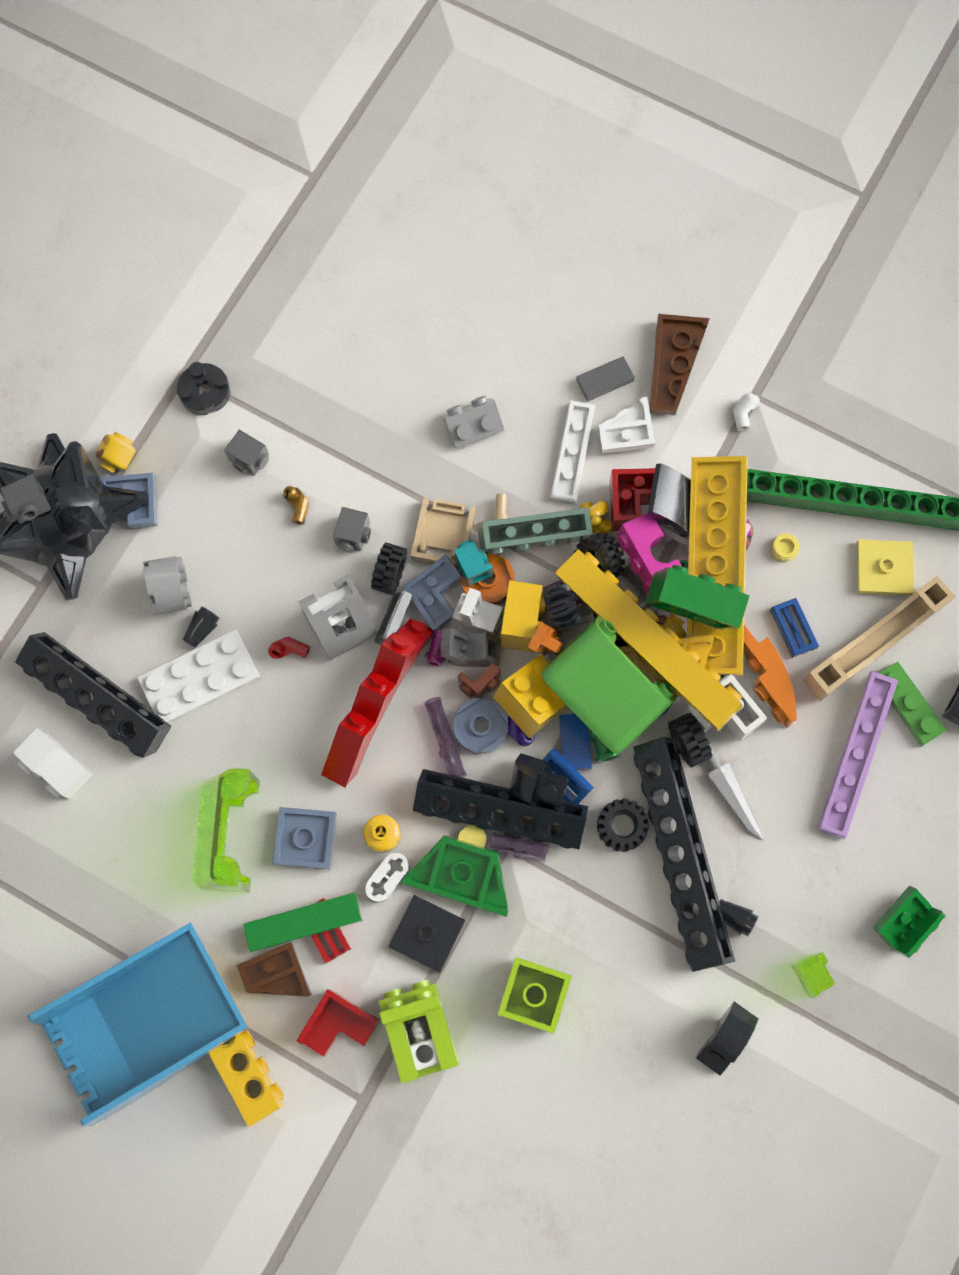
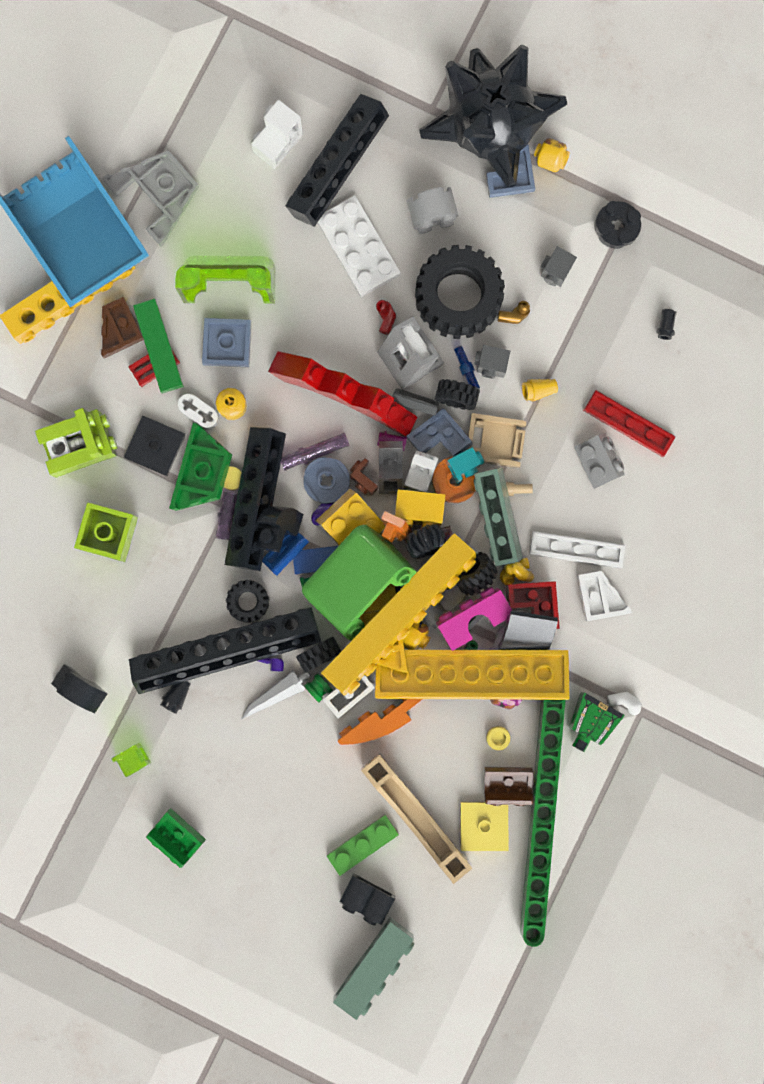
camera: 80 degrees right, 10 degrees up
(25, 499) = (490, 80): dark grey brick -> none
(97, 908) = (164, 183): none -> light grey wing
(200, 626) = (401, 242): black cone -> none
(259, 528) = (466, 263): none -> black tyre
(323, 343) = (667, 322): none -> black pin
(335, 1015) = (88, 378): red panel -> none
(355, 560) = (466, 368): none -> clear blue bar
(386, 482) = (538, 388): none -> yellow cone
(432, 390) = (629, 423): none -> red tile
(605, 378) = (649, 576): dark grey tile -> none
(674, 356) = (675, 638): reddish brown wing -> none
(697, 598) = (431, 653): green brick -> none
(699, 794) = (276, 664): none -> dark purple hand
(727, 745) = (318, 687): none -> green wheel
(767, 443) = (593, 721): none -> green torso
(794, 652) = (407, 754): blue tile -> none
(840, 537) = (508, 786): none -> reddish brown bracket
(857, 755) = (315, 798): lavender tile -> none

